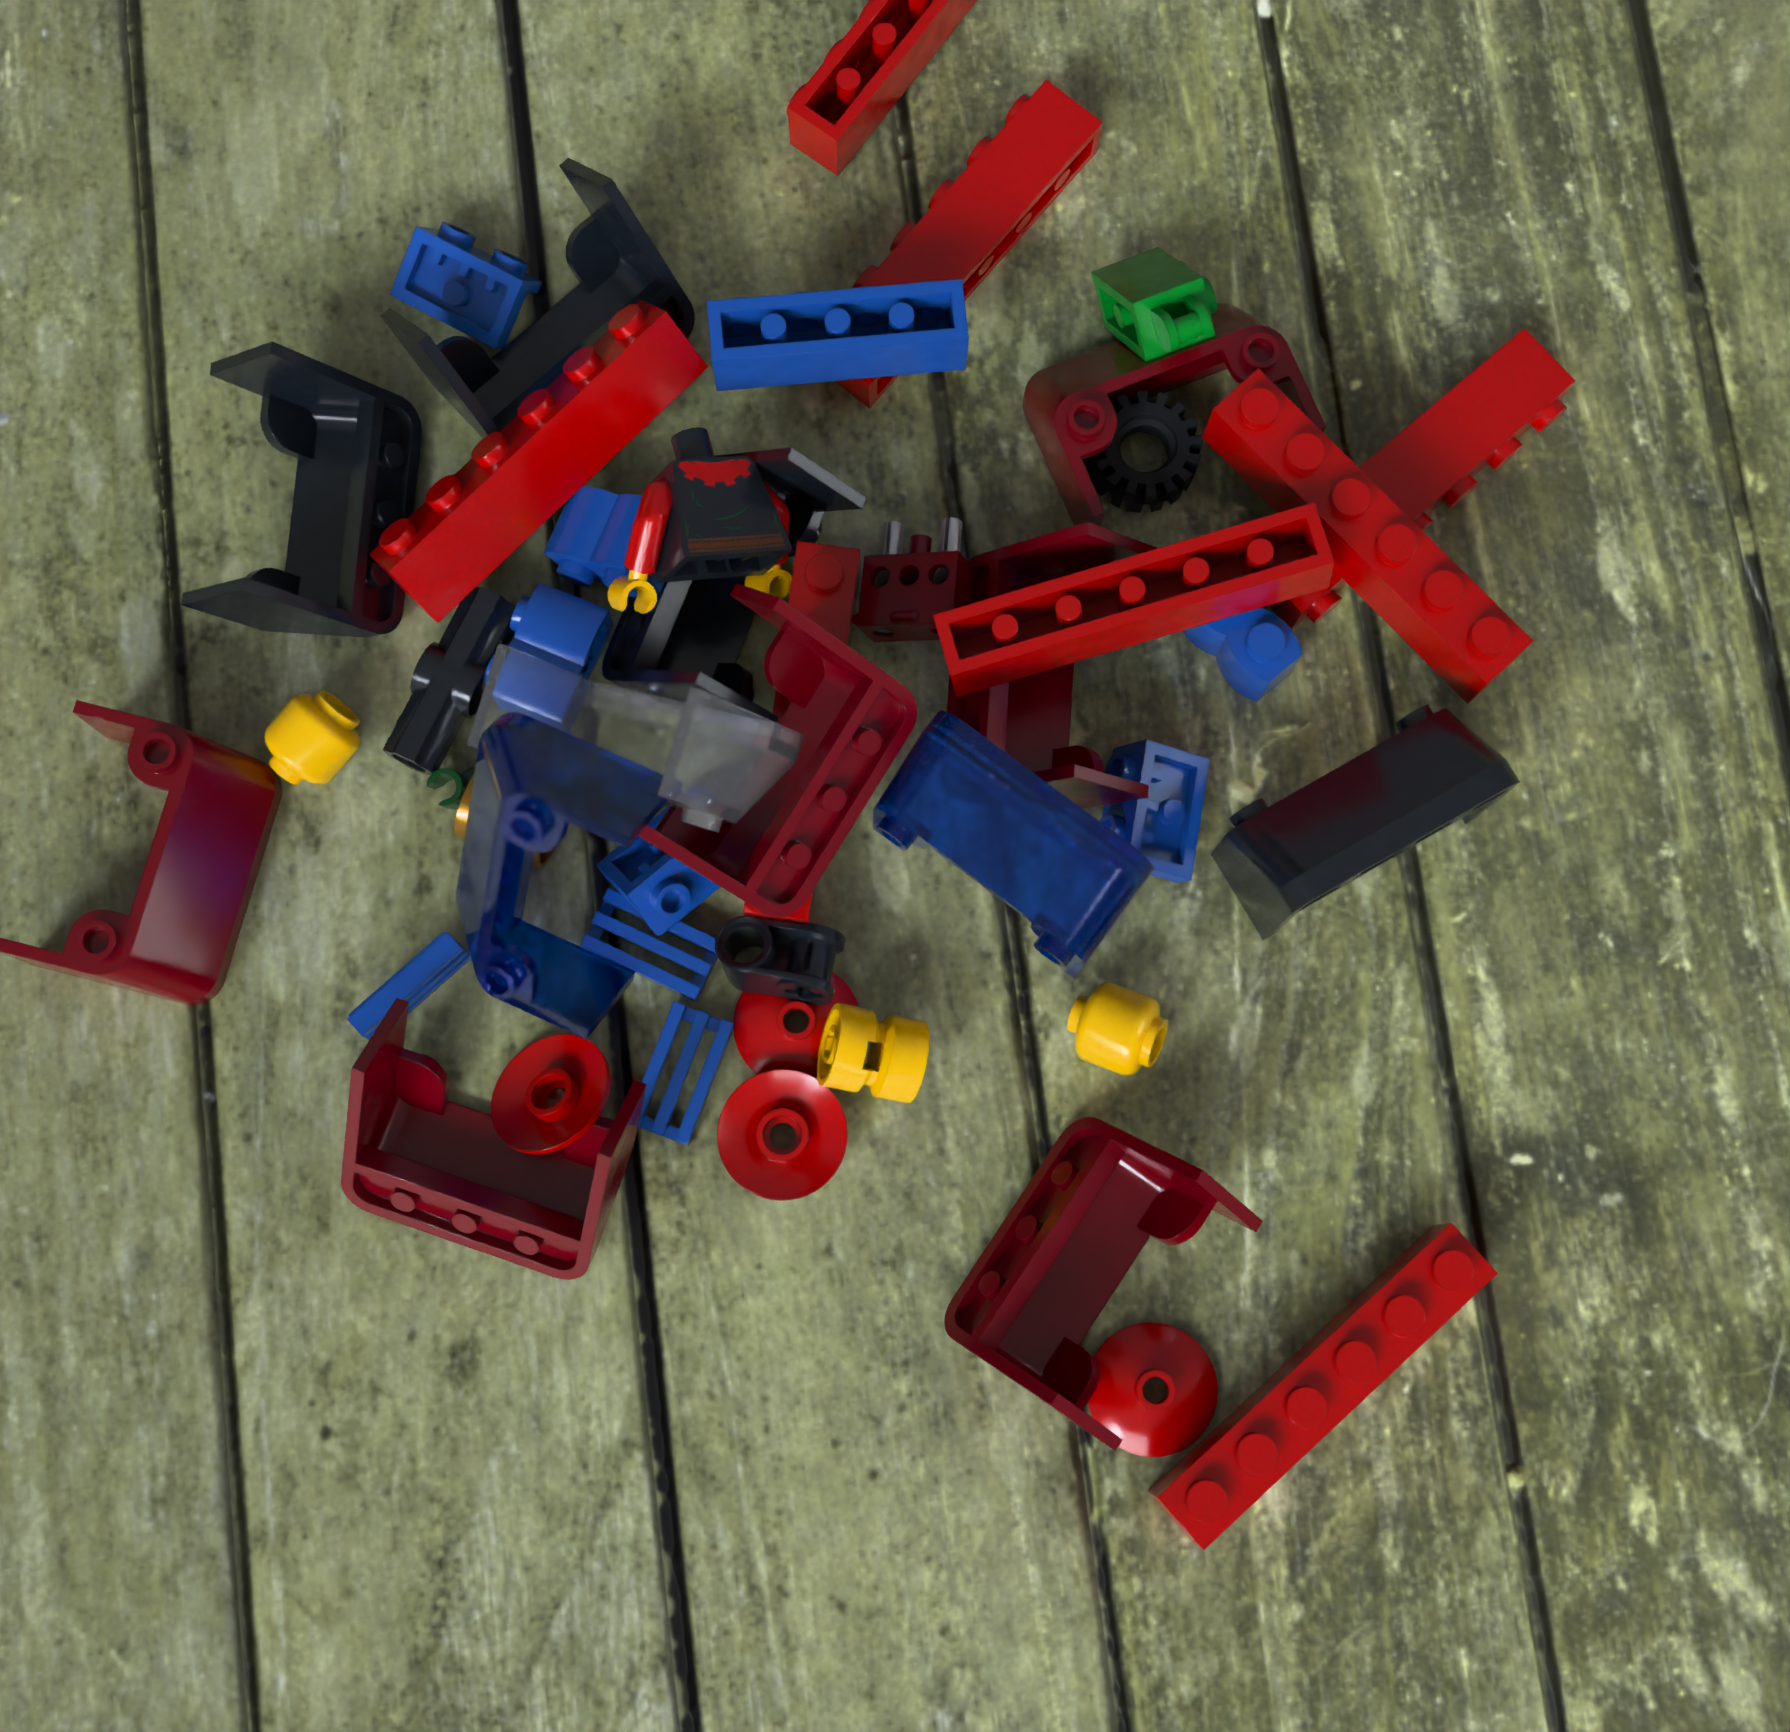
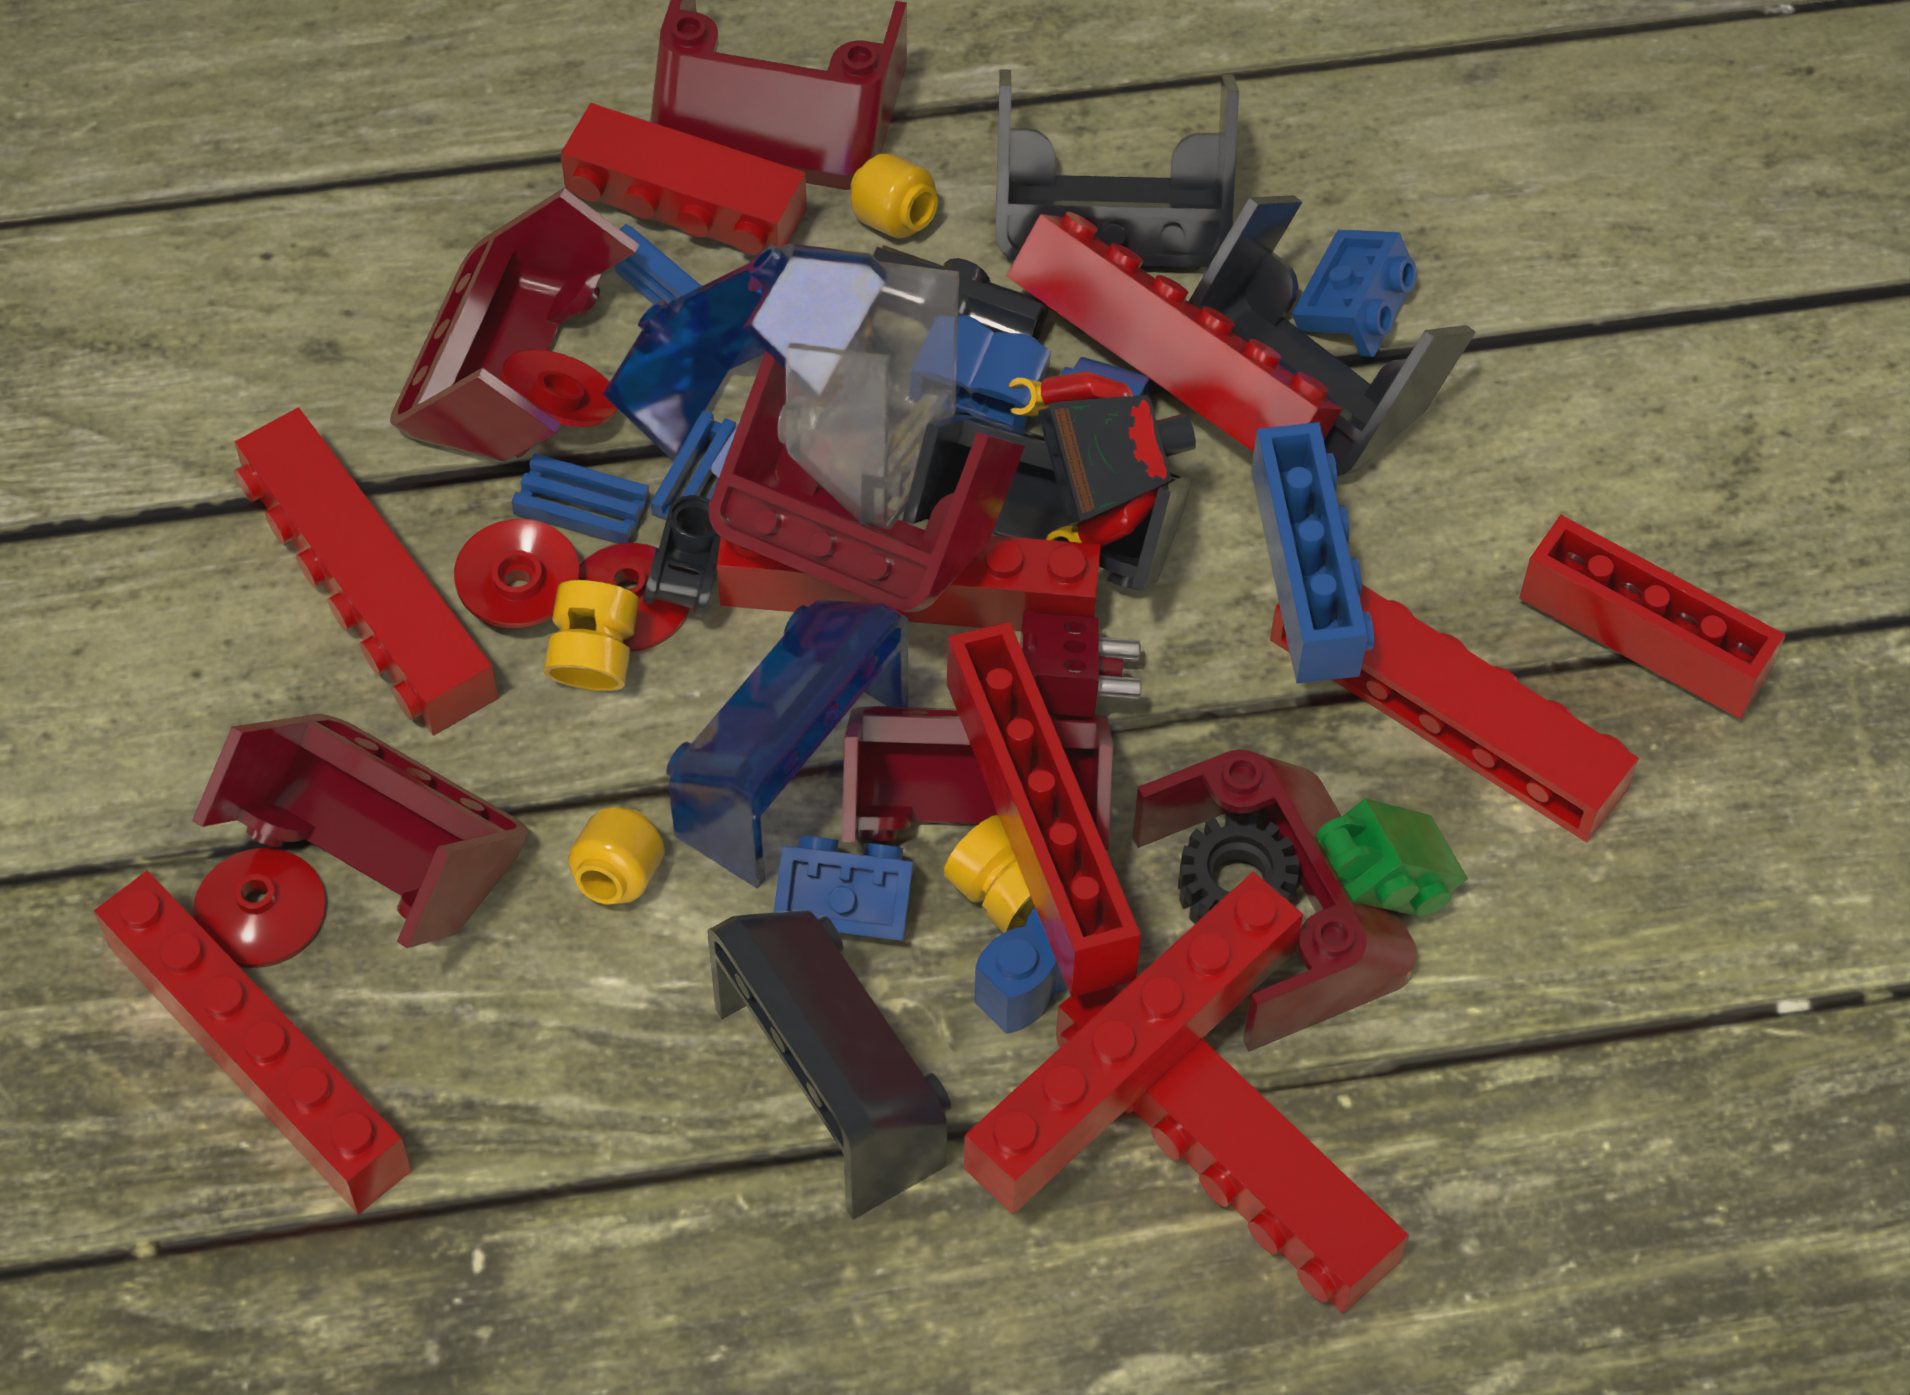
camera: 90 degrees right, 20 degrees down
(282, 960) = (683, 180): none -> red brick
(765, 1299) = (365, 571): none -> red brick
(1142, 672) = (988, 872): none -> yellow wheel

